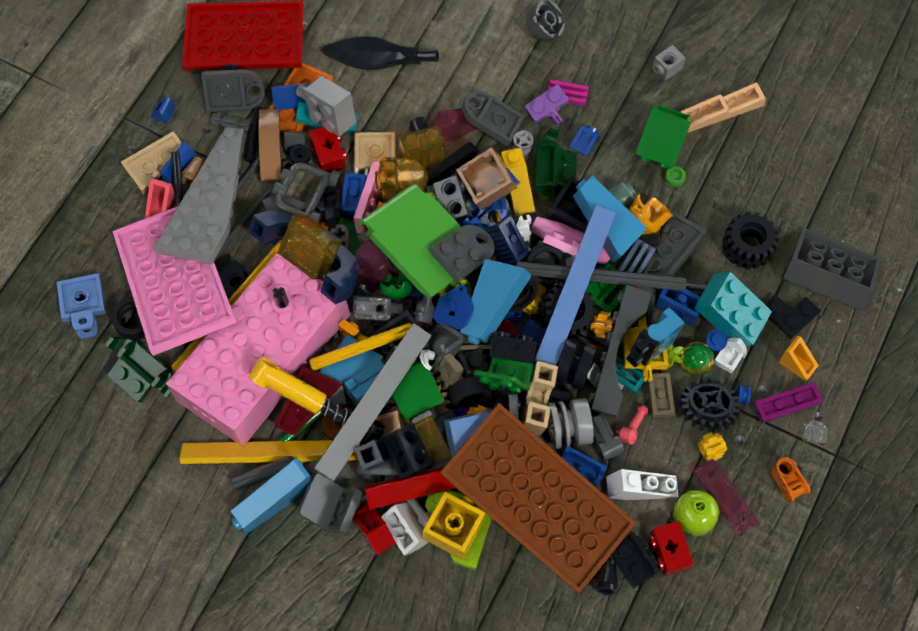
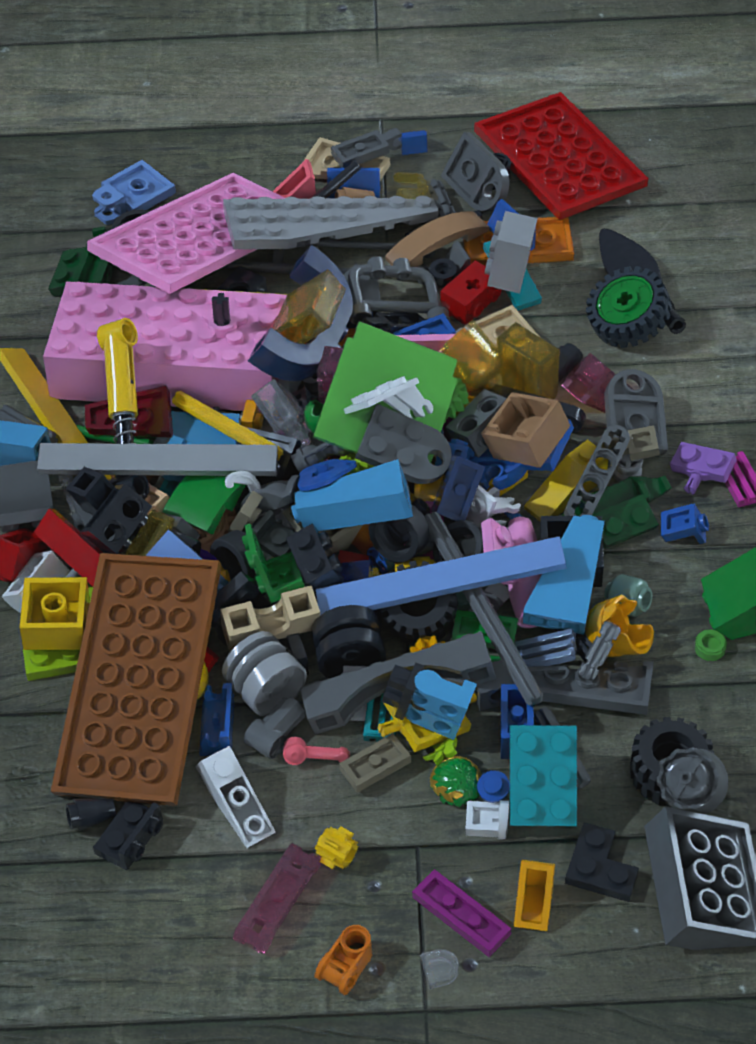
camera: 65 degrees right, 15 degrees down
(158, 140) = (366, 147): none -> dark grey plate
(208, 126) = (411, 193): none -> clear yellow piece
(401, 57) = (628, 306): none -> wheel
(437, 238) = (398, 394): none -> white plate
(522, 127) = (641, 444): none -> dark tan plate
(533, 163) = (597, 475): none -> dark grey beam
(664, 232) = (599, 650): none -> dark grey axle
(673, 536) = (166, 863): red brick -> none
(696, 512) = (234, 872): lime cylinder -> none
(709, 408) = (392, 818): black gear -> none
(744, 394) = (437, 854): blue bush -> none
(784, 235) = (693, 780): none -> dark grey hat

